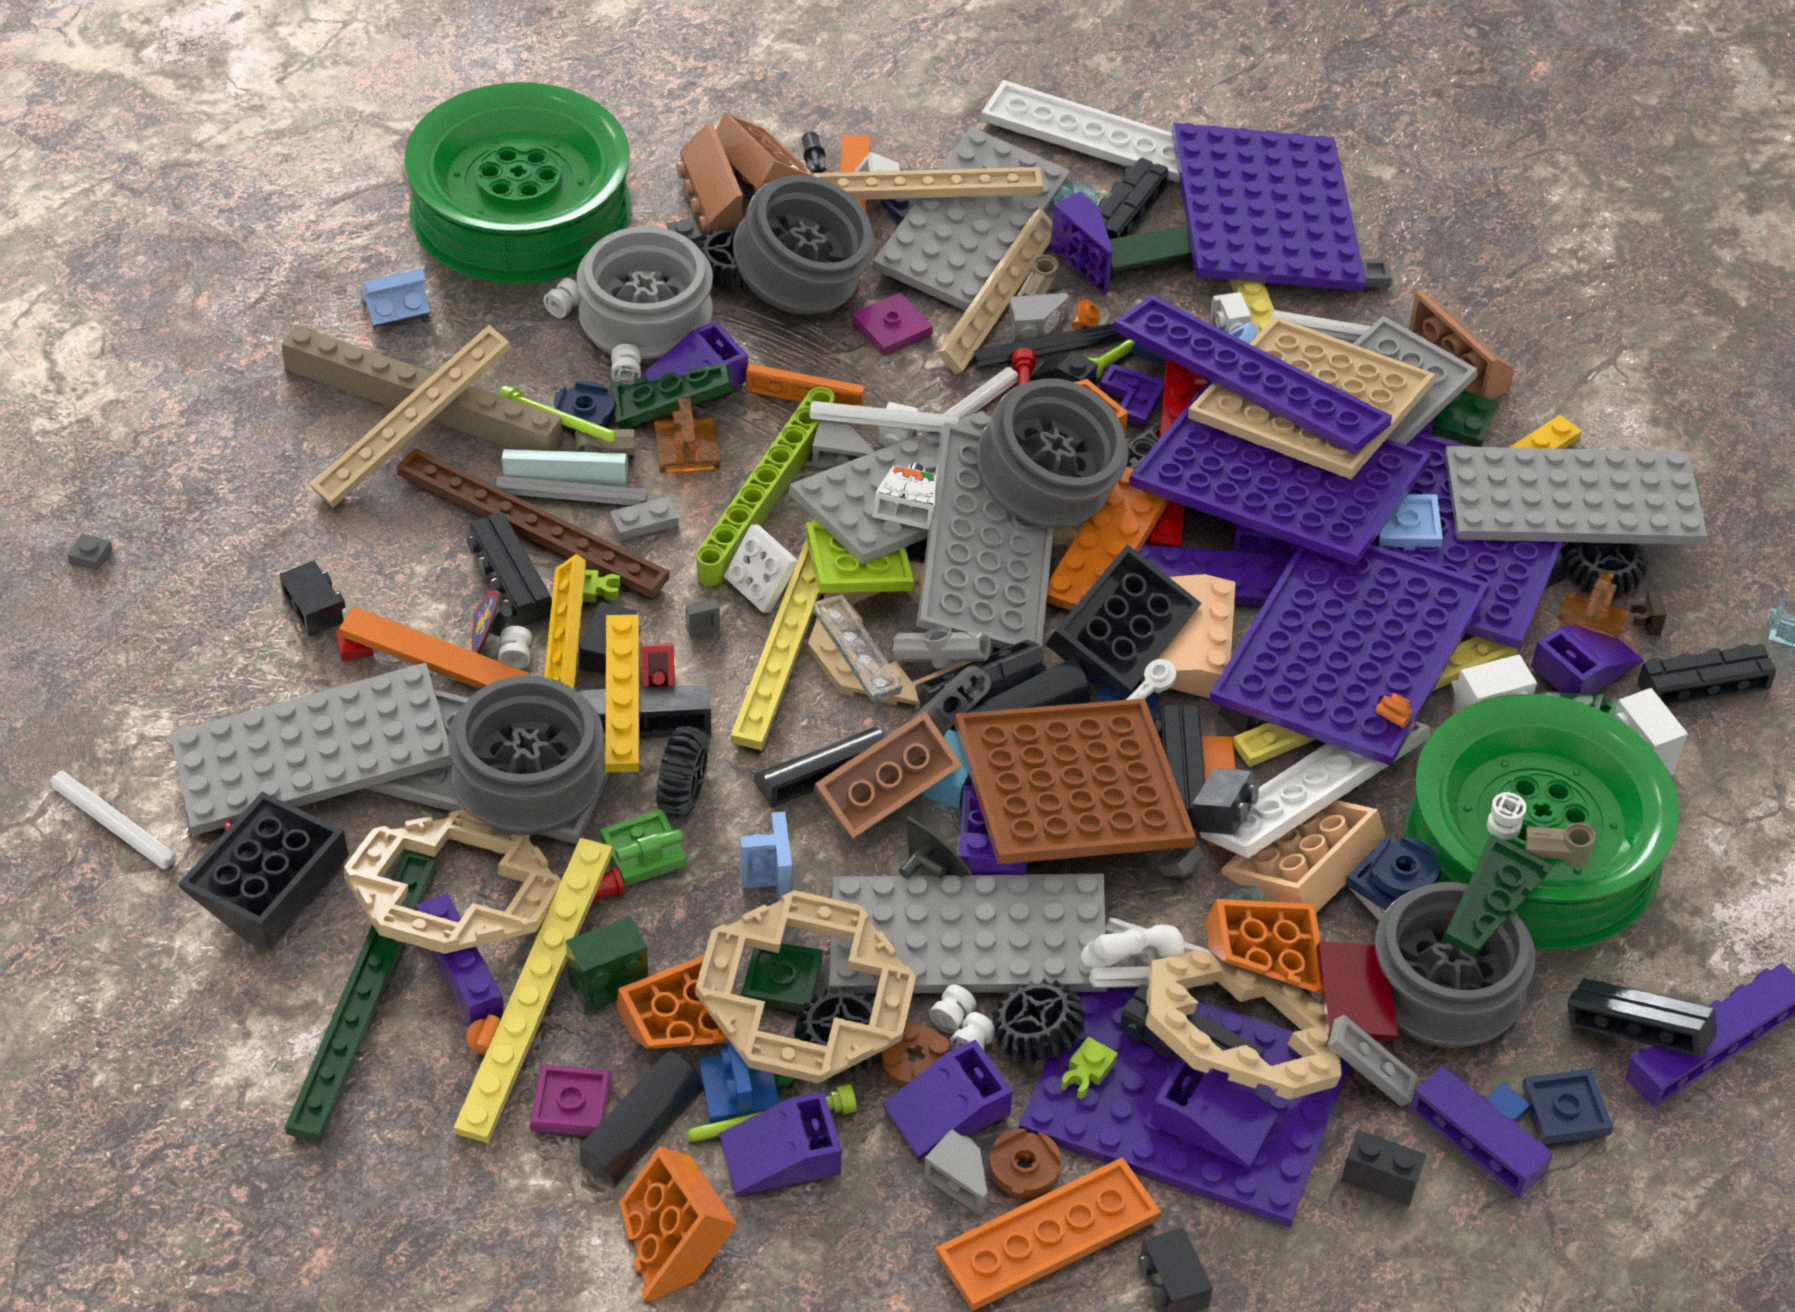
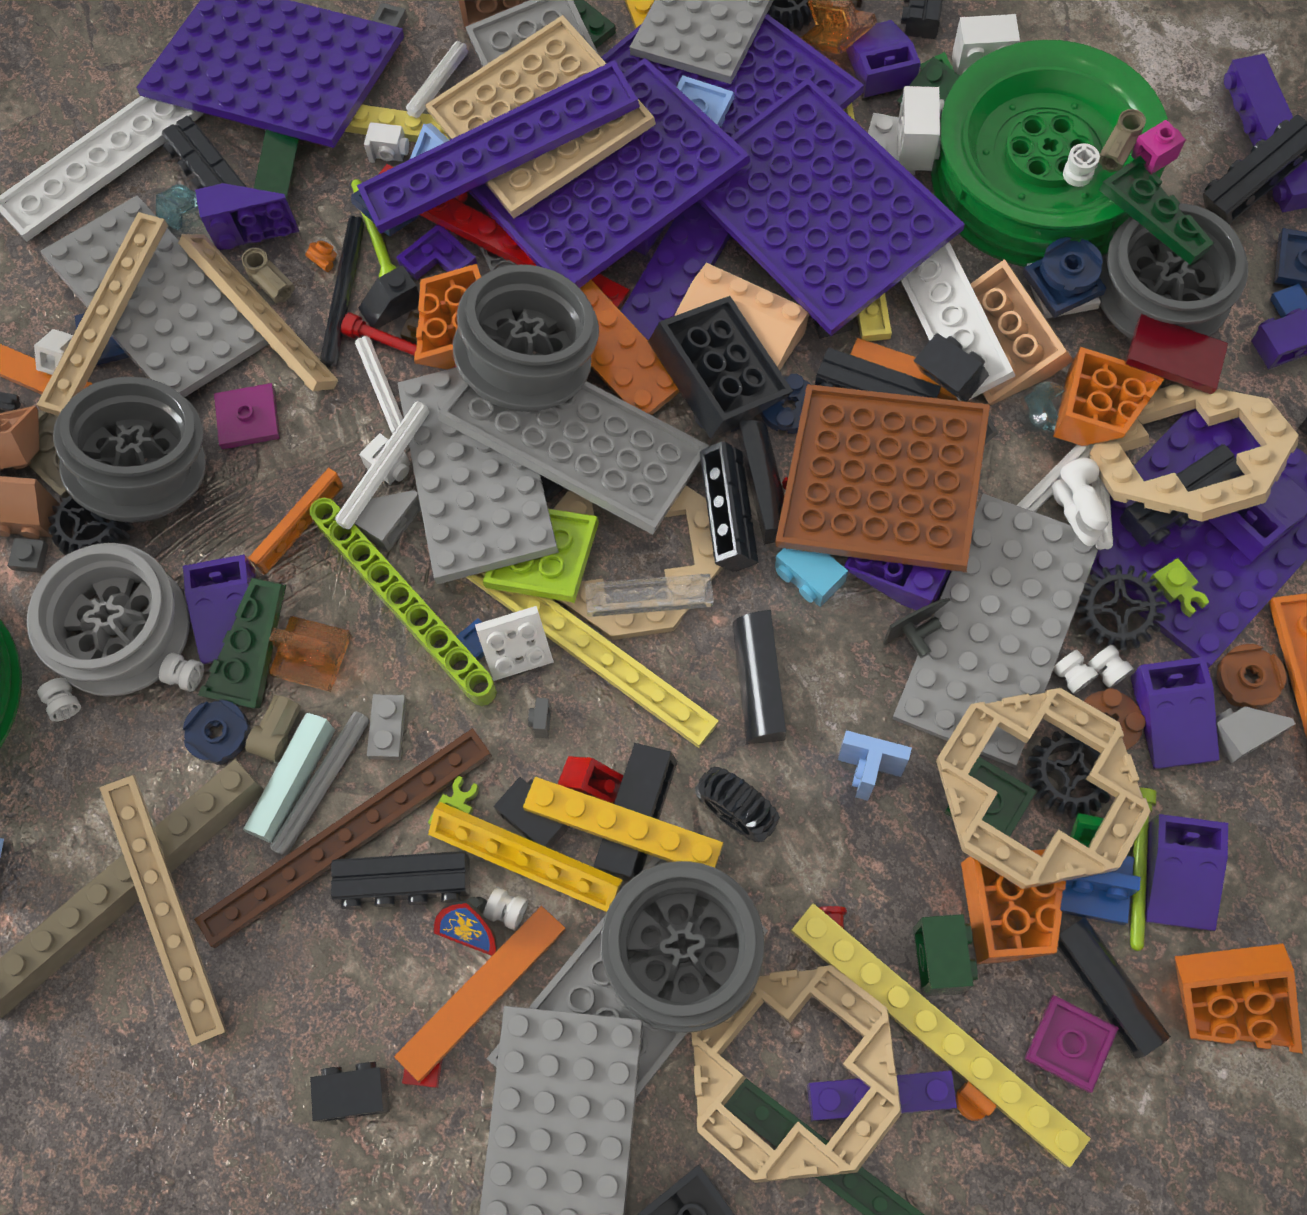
camera: 60 degrees left, 20 degrees up
(567, 419) = (172, 797): lime piece -> none
(644, 847) = (799, 872): bright green plate -> none
(887, 775) = (813, 626): nougat slope -> none
(906, 496) = (508, 479): white torso -> none
(934, 708) = (759, 555): dark grey beam -> none
(941, 647) = (669, 537): light grey piece -> none
(1036, 315) = (304, 295): light grey slope -> none
(1158, 677) = (790, 362): white plate -> none
(1372, 1060) = (1243, 372): light grey plate -> none
(1395, 709) = (921, 198): orange plate -> none
(1572, 876) = (1159, 146): none -> dark pink brick

